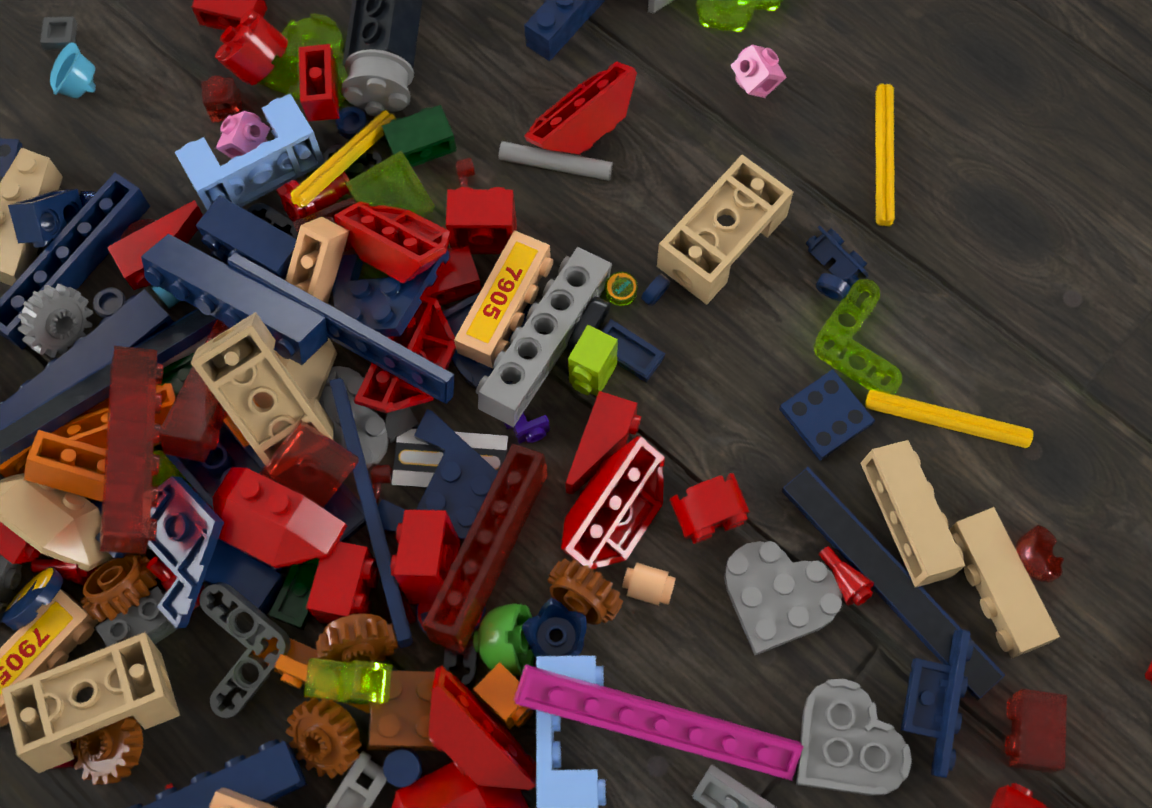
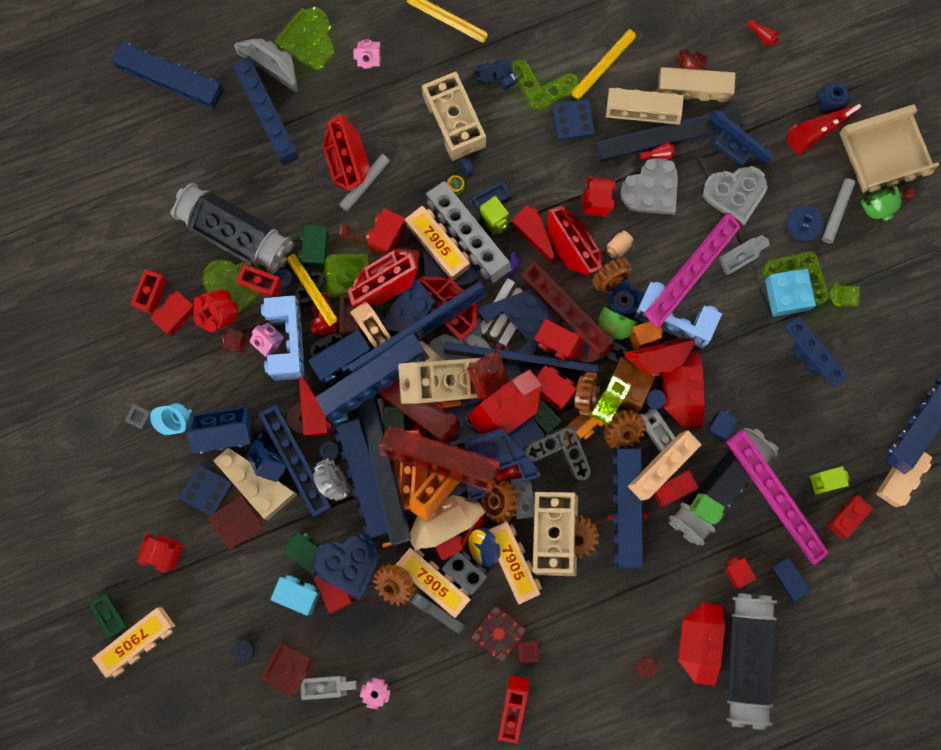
camera: 65 degrees left, 10 degrees up
(72, 135) = (220, 429): none -> dark blue brick
(1037, 730) = (770, 107): clear red brick -> none

